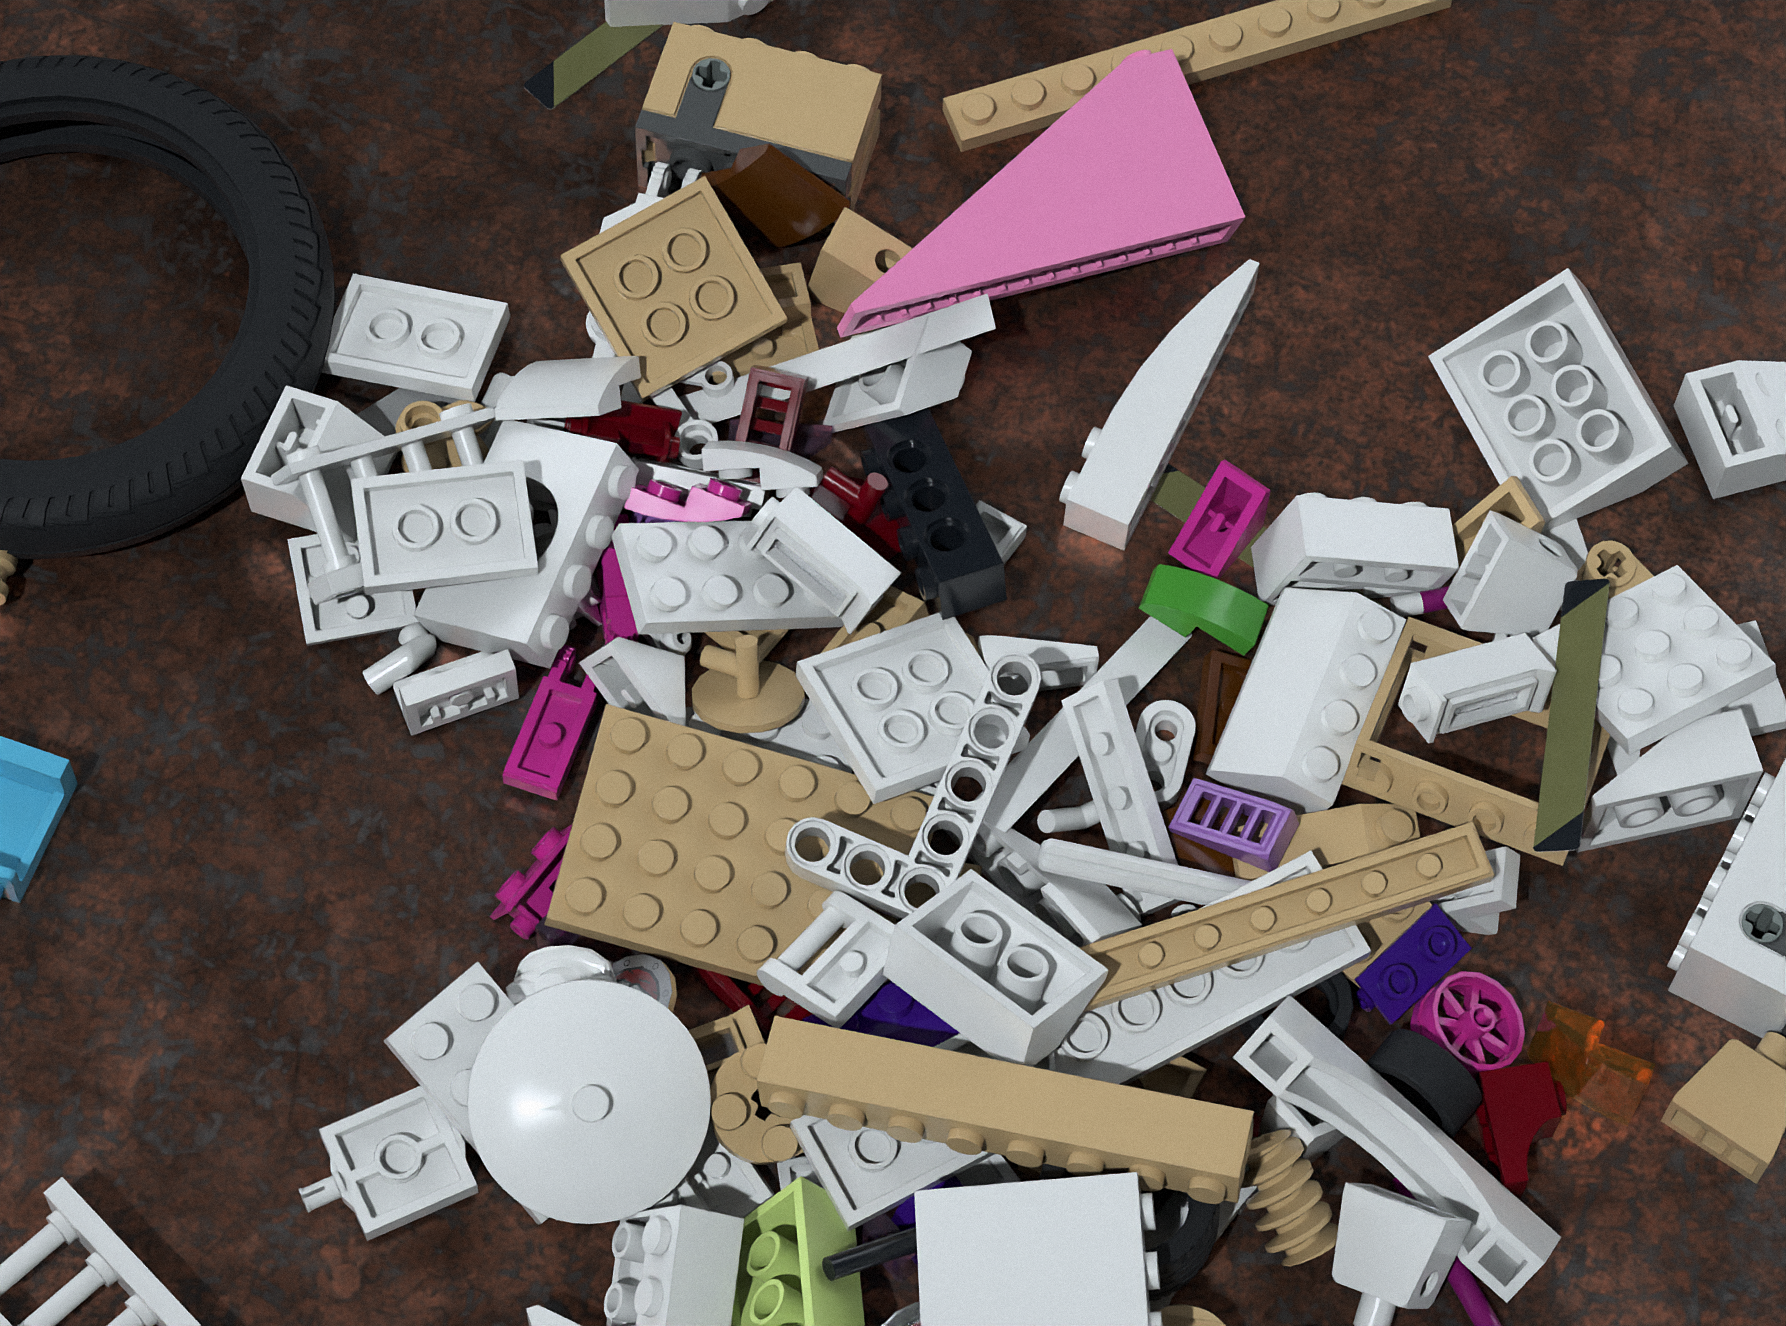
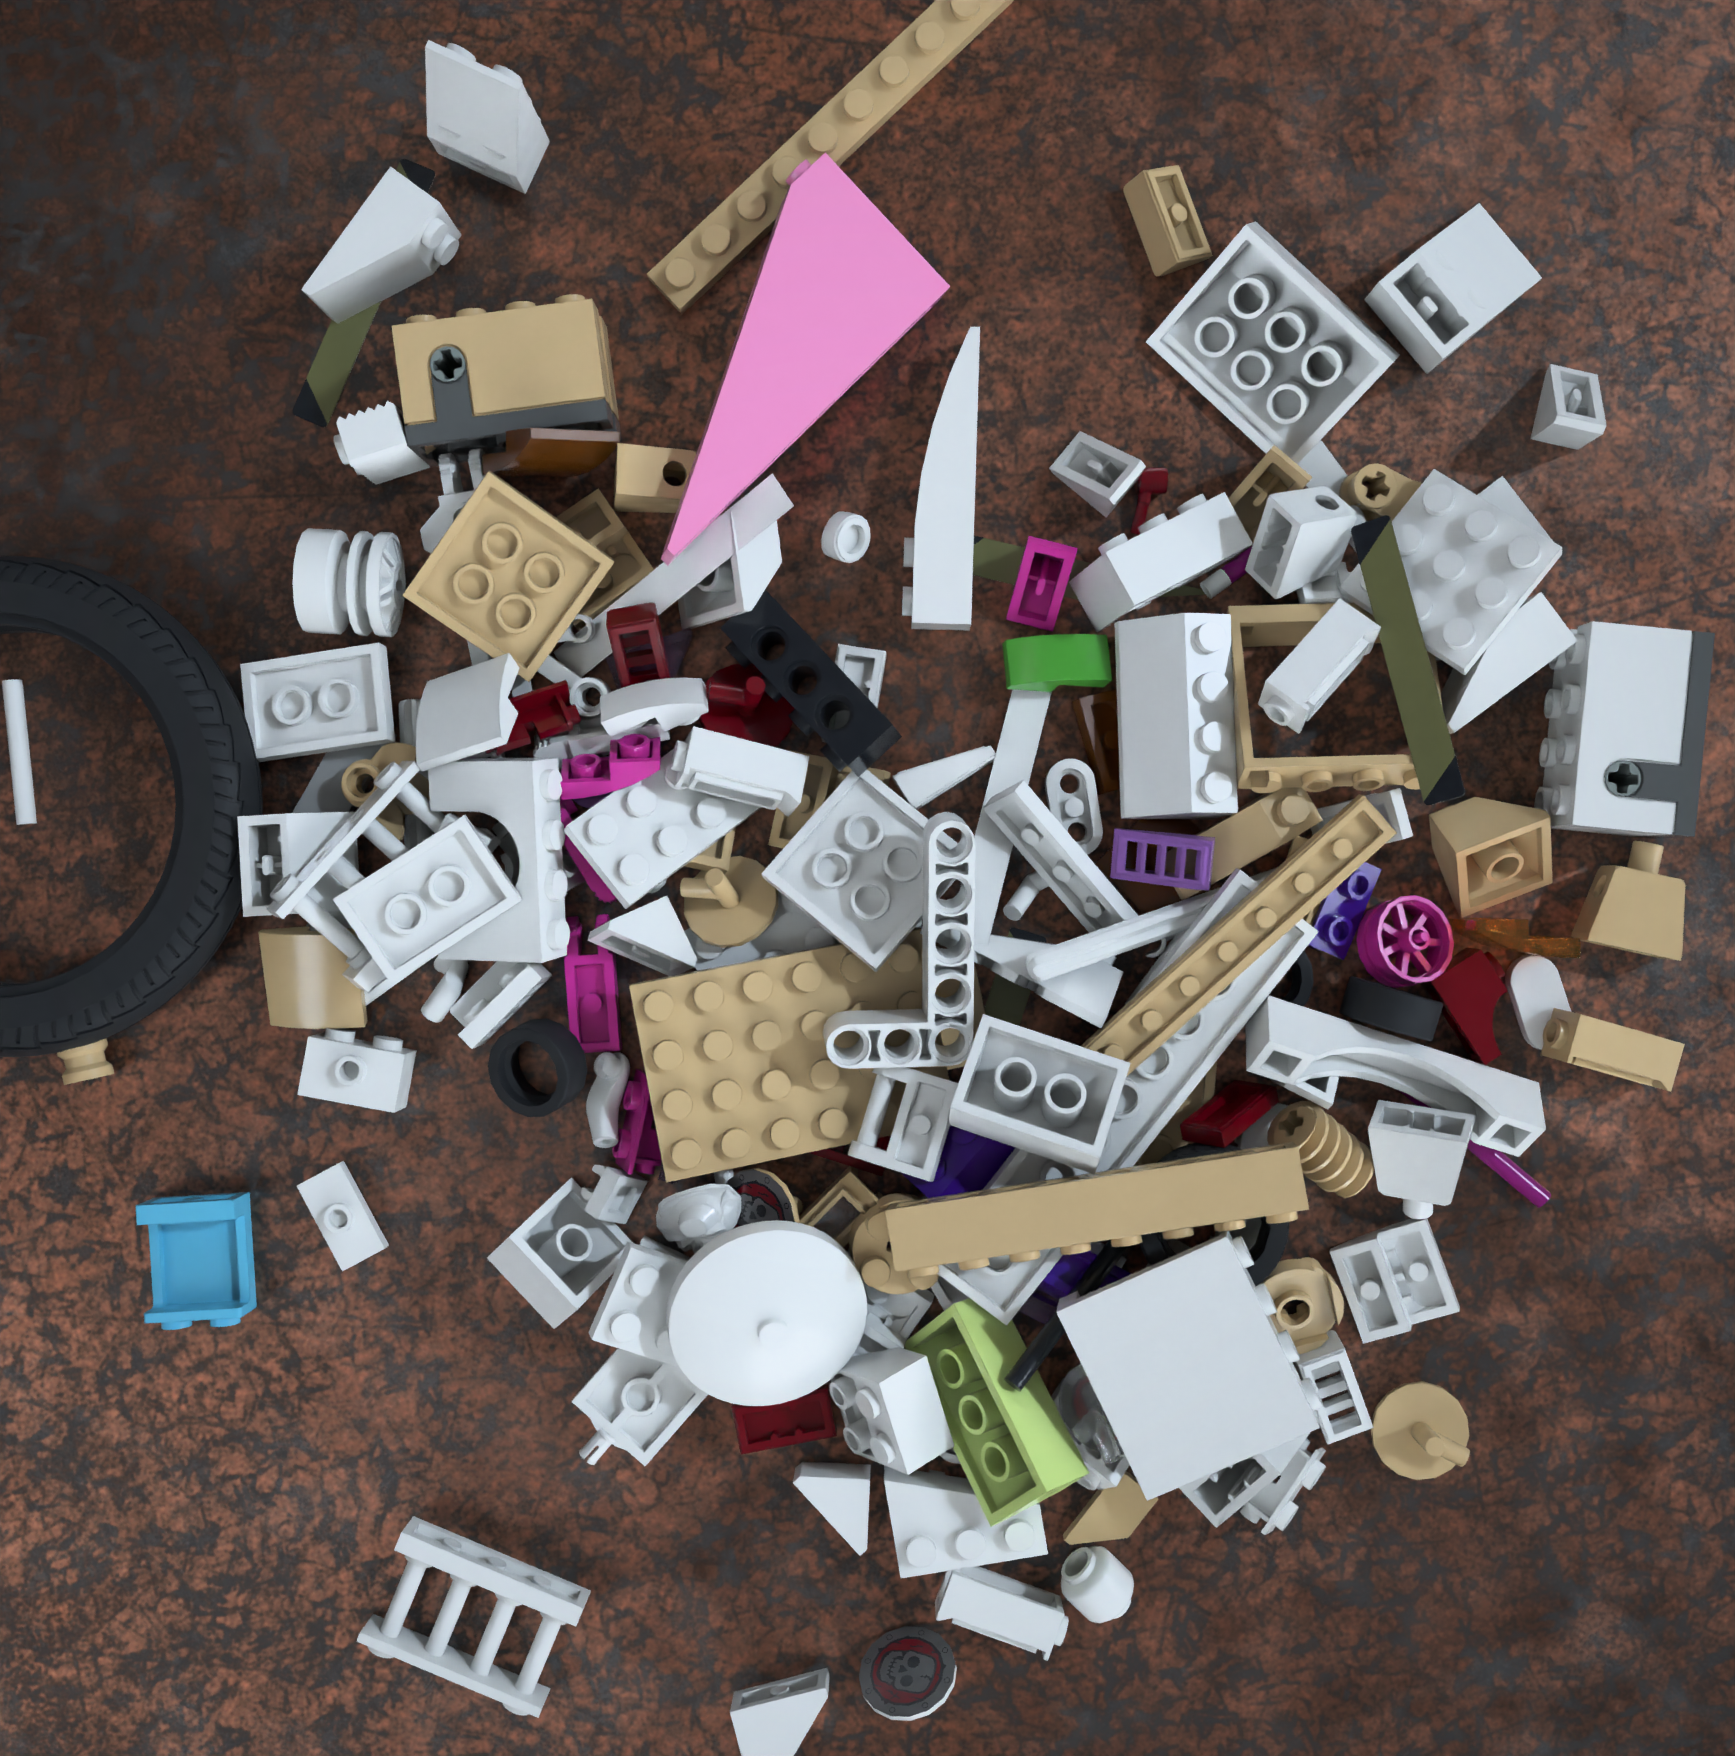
camera: 20 degrees left, 25 degrees up
(78, 271) = (19, 752): none -> white bar
(167, 843) = (342, 1216): none -> white plate
(264, 590) = (307, 981): none -> tan slope
(265, 699) = (357, 1070): none -> white brick
(379, 967) = (560, 1255): none -> white slope
(430, 749) = (510, 1082): none -> black tyre
(477, 934) = (614, 1194): none -> white tile
(507, 237) = (349, 582): none -> white wheel
(519, 835) = (606, 1097): none -> white arm
(545, 1255) = (785, 1423): none -> dark red plate
(602, 130) = (377, 444): none -> white brick
(1034, 405) = (845, 537): none -> white tile
(1328, 452) = (1097, 471): none -> white slope
(1379, 482) = (1151, 482): none -> dark red hand
(1495, 255) = (1166, 220): none -> tan slope
(1598, 1168) = (1534, 993): none -> white tile
(1607, 973) = (1491, 851): none -> tan slope
(1658, 1232) = (1612, 1049): none -> tan window

